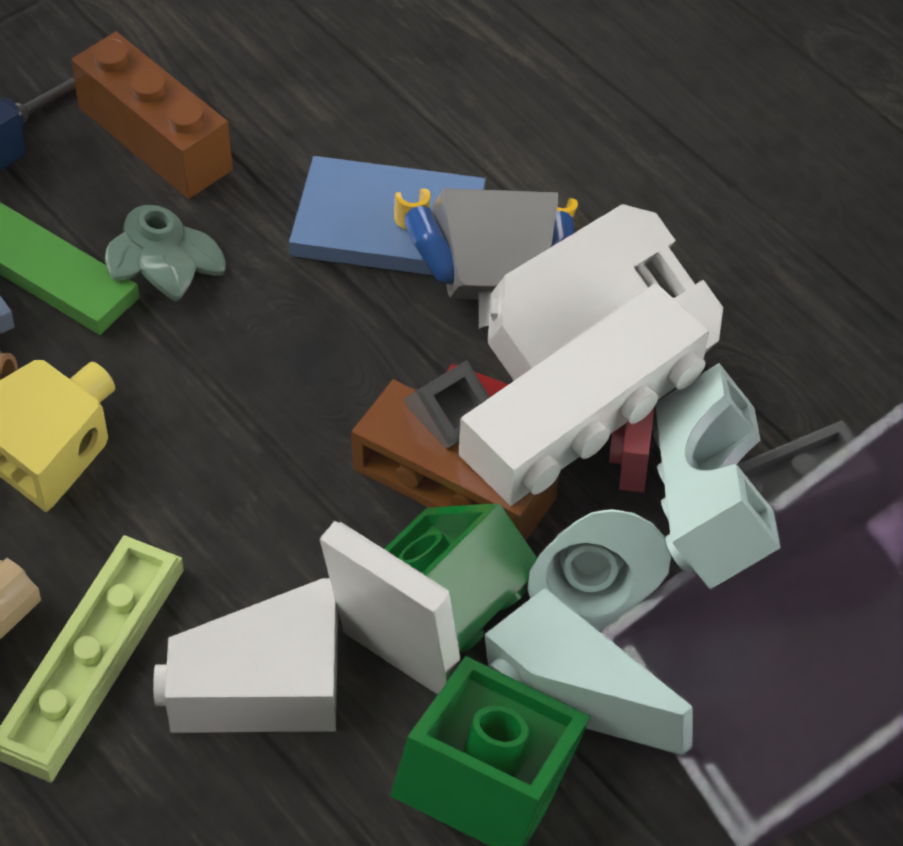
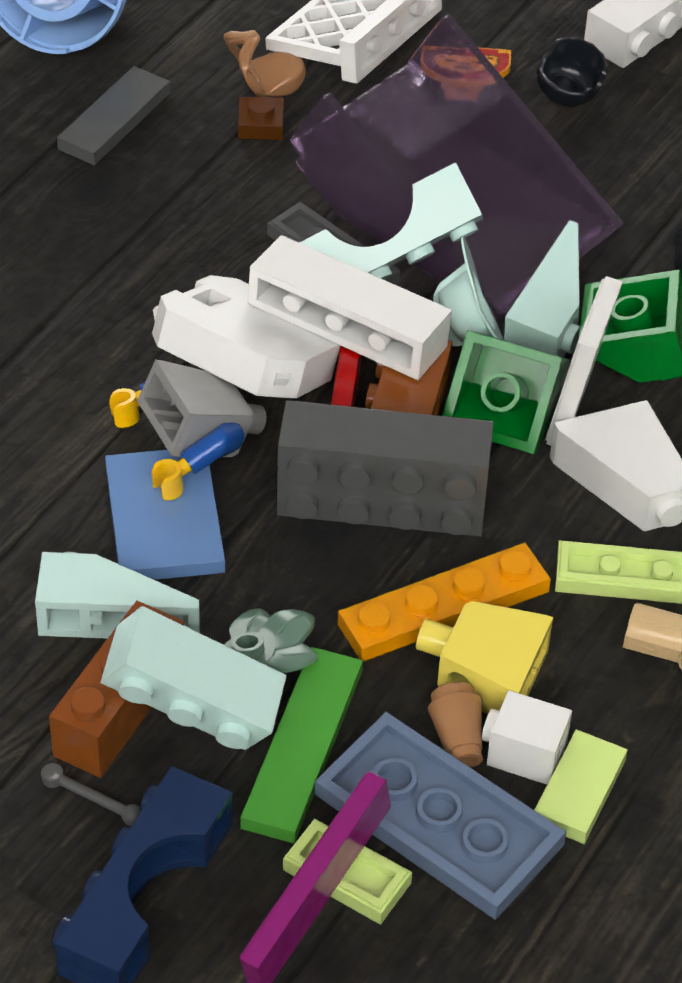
camera: 110 degrees left, 5 degrees down
(99, 137) = (193, 679): none -> light aqua brick
(152, 431) = (397, 616): none -> light orange plate
(274, 133) = (92, 595): none -> light aqua slope
(313, 393) = (383, 468): none -> dark grey brick
(446, 400) = (376, 388): dark grey slope -> none

